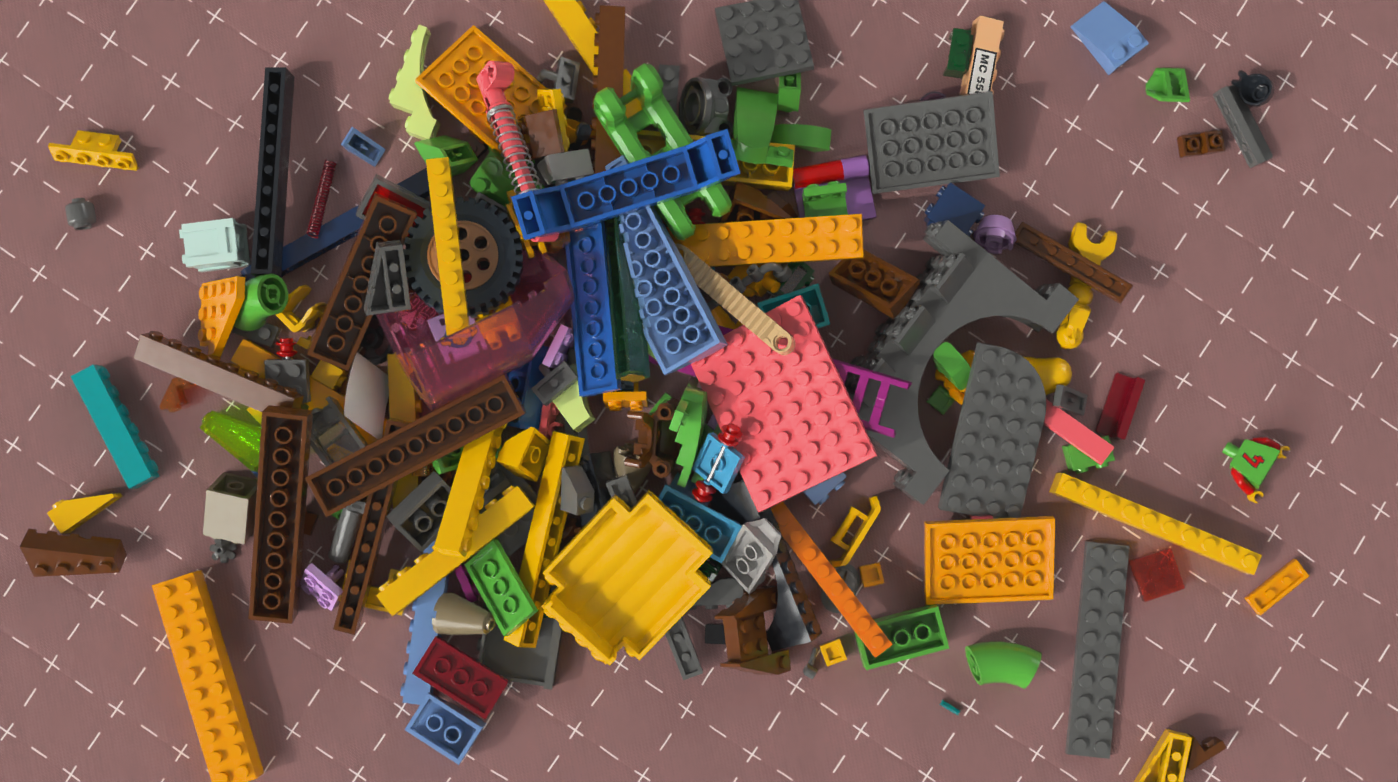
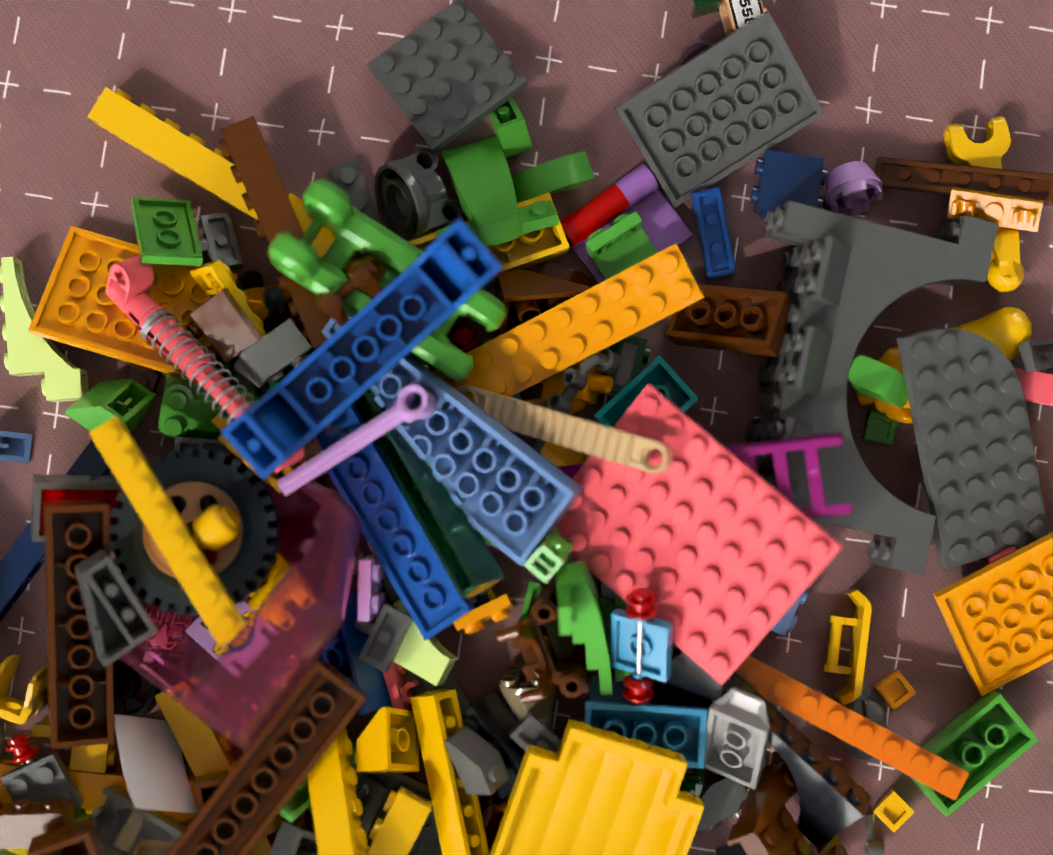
camera: 20 degrees left, 0 degrees up
(479, 259) = (216, 527): none -> yellow head
(534, 56) = (166, 231): none -> bright green tile
(600, 244) = (361, 437): none -> lavender piece
(647, 141) = (361, 276): none -> reddish brown piece
(685, 376) = (549, 556): none -> bright green leg
(890, 221) = (713, 233): none -> blue tile
(1083, 289) = (996, 208): none -> light orange plate

